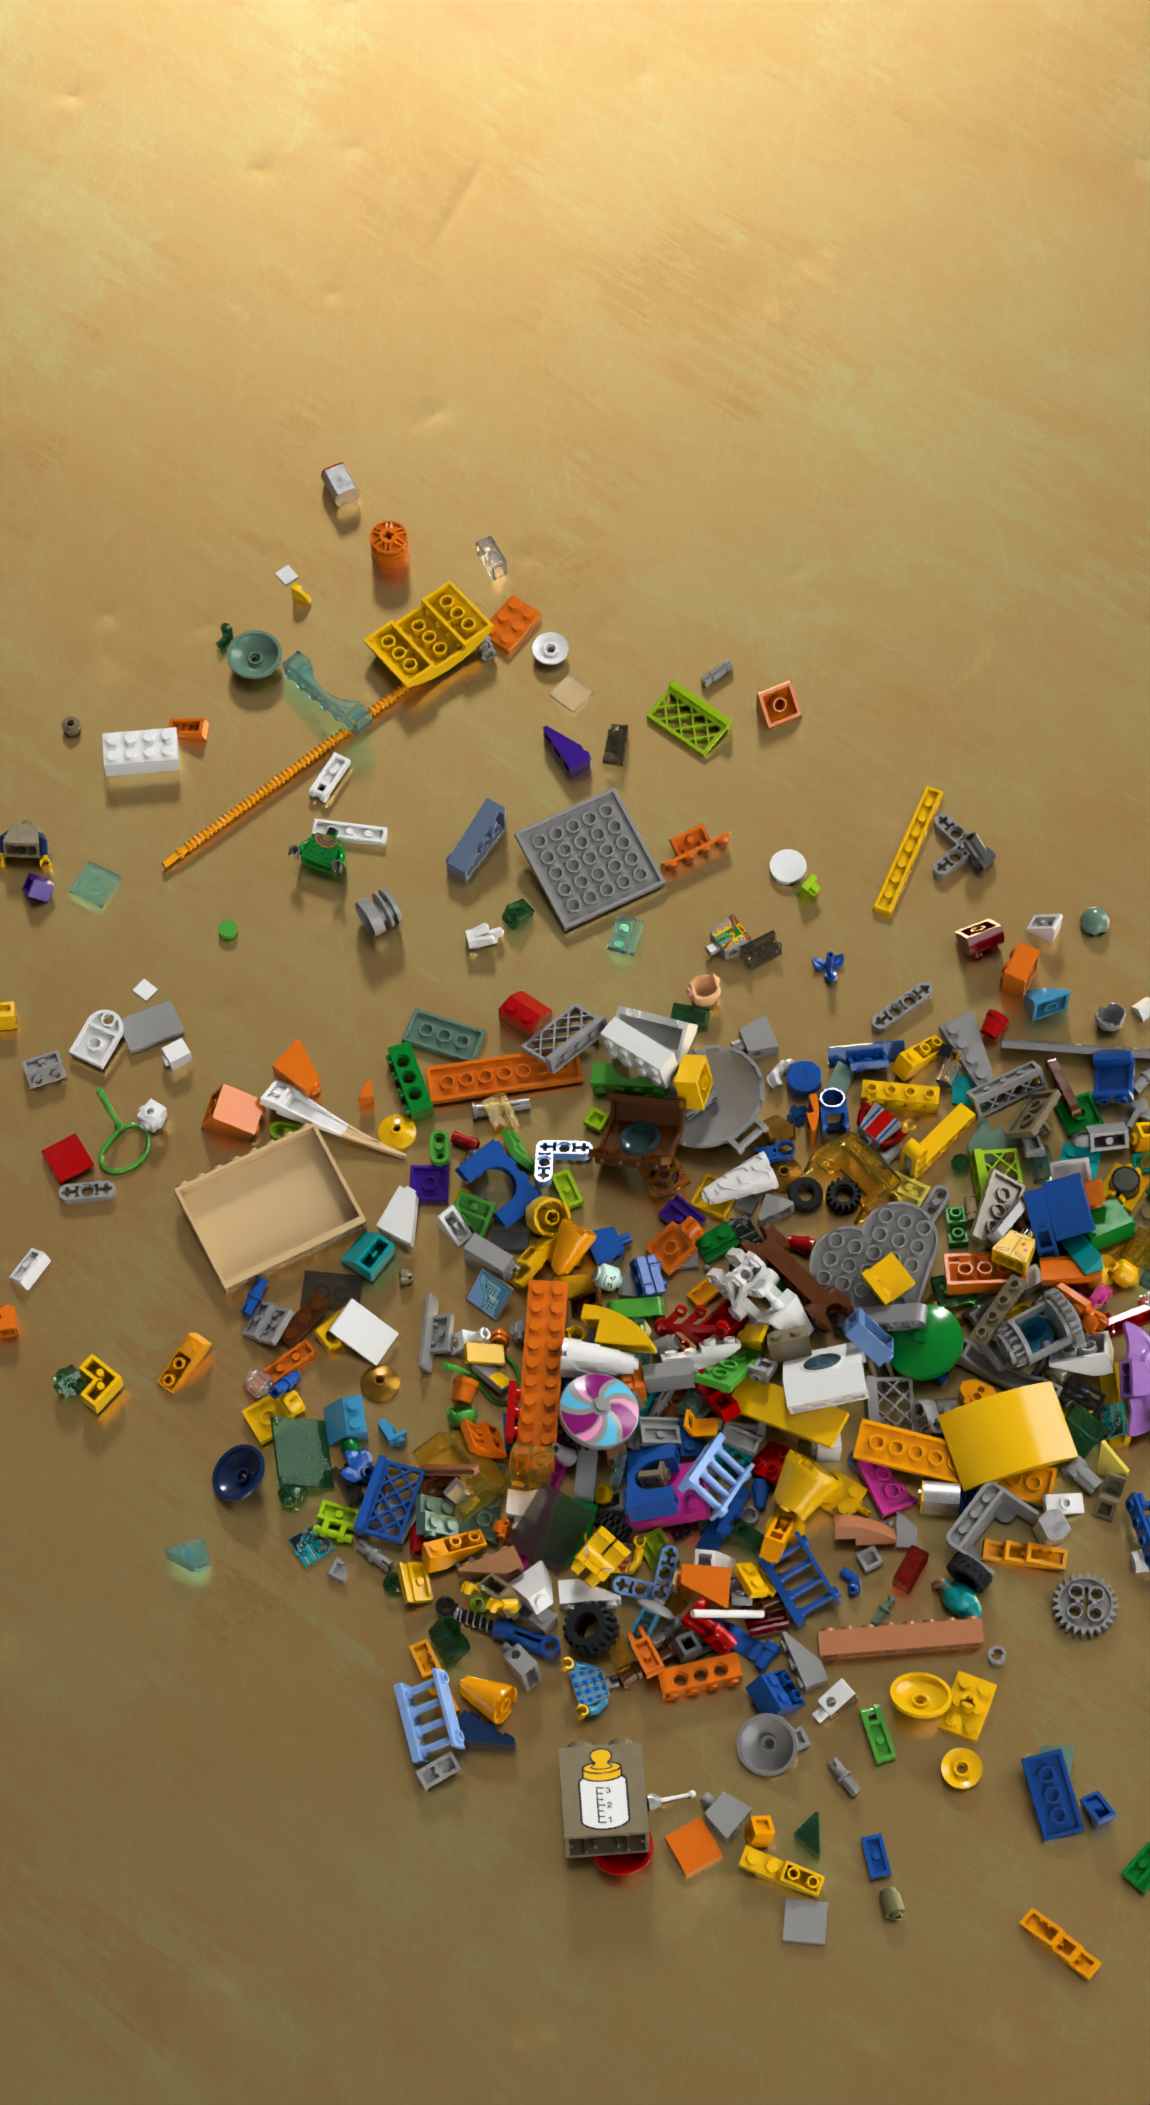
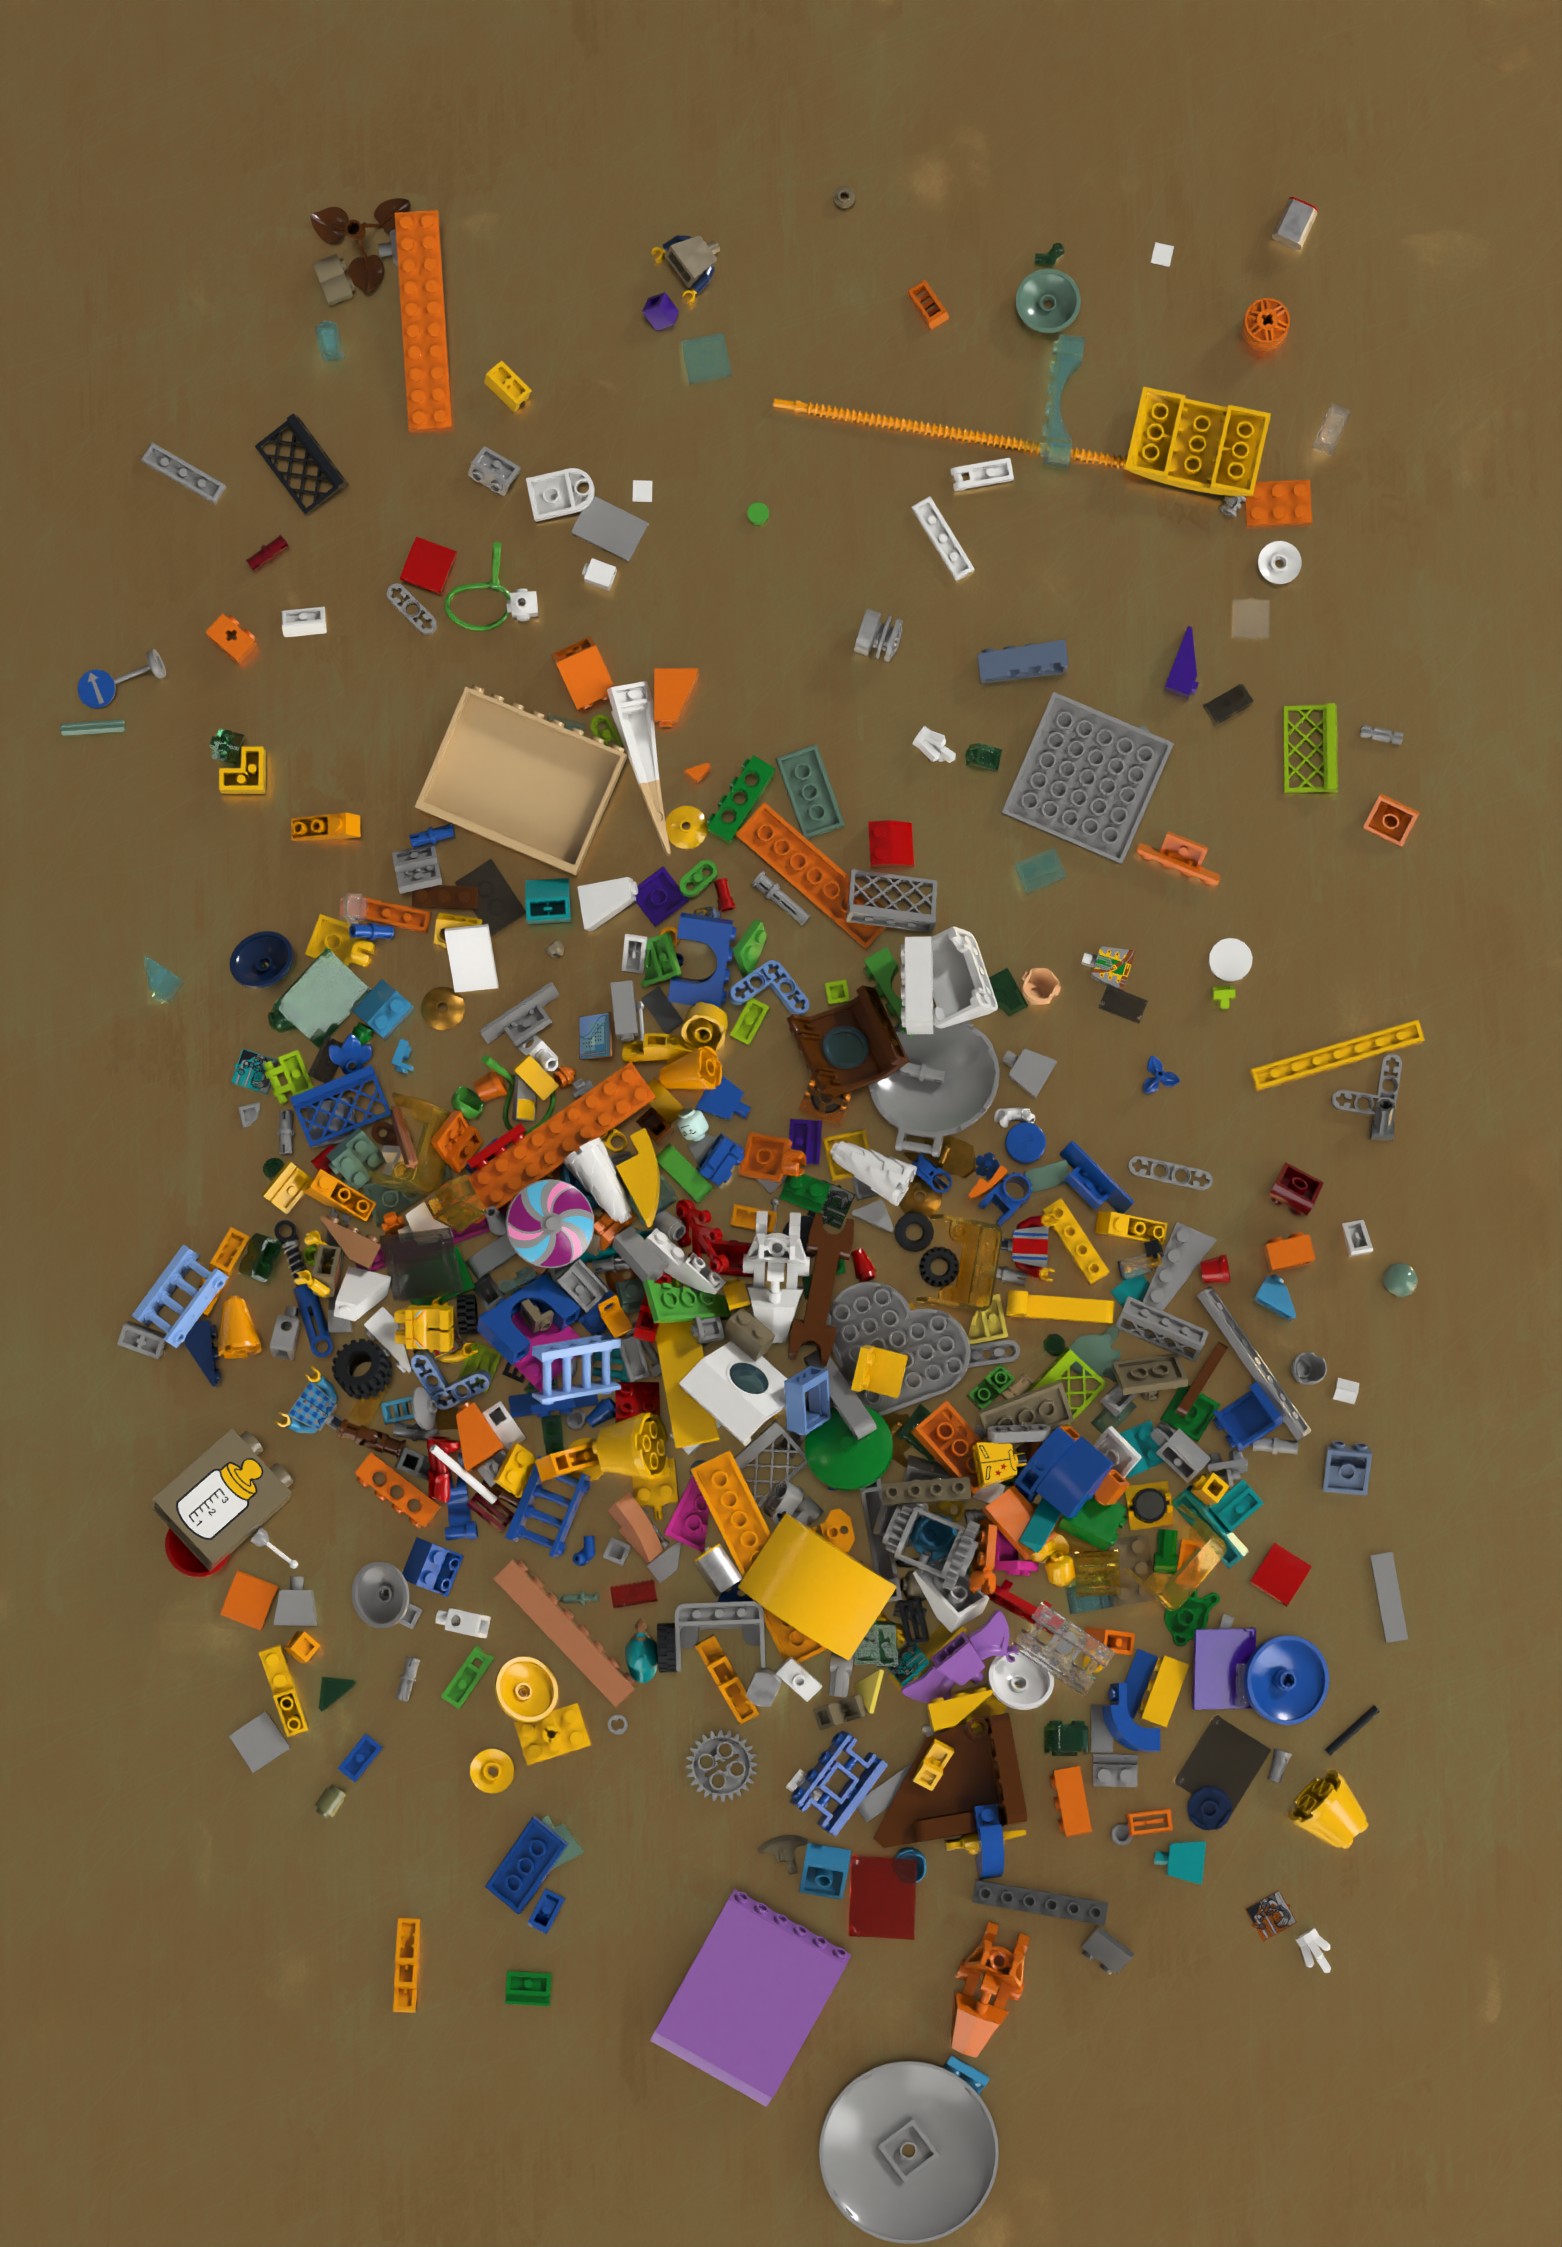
camera: 55 degrees right, 20 degrees up
(141, 751) = (867, 284): white brick -> none
(298, 594) = (1149, 286): yellow tile -> none
(321, 851) = (899, 533): green torso -> none
(500, 1113) = (772, 905): clear yellow panel -> none
(603, 1494) = (489, 1282): yellow tile -> none
(646, 1653) = (376, 1432): orange hinge -> none
(693, 1081) = (932, 1053): yellow brick -> none
(808, 1667) = (478, 1573): light grey slope -> none

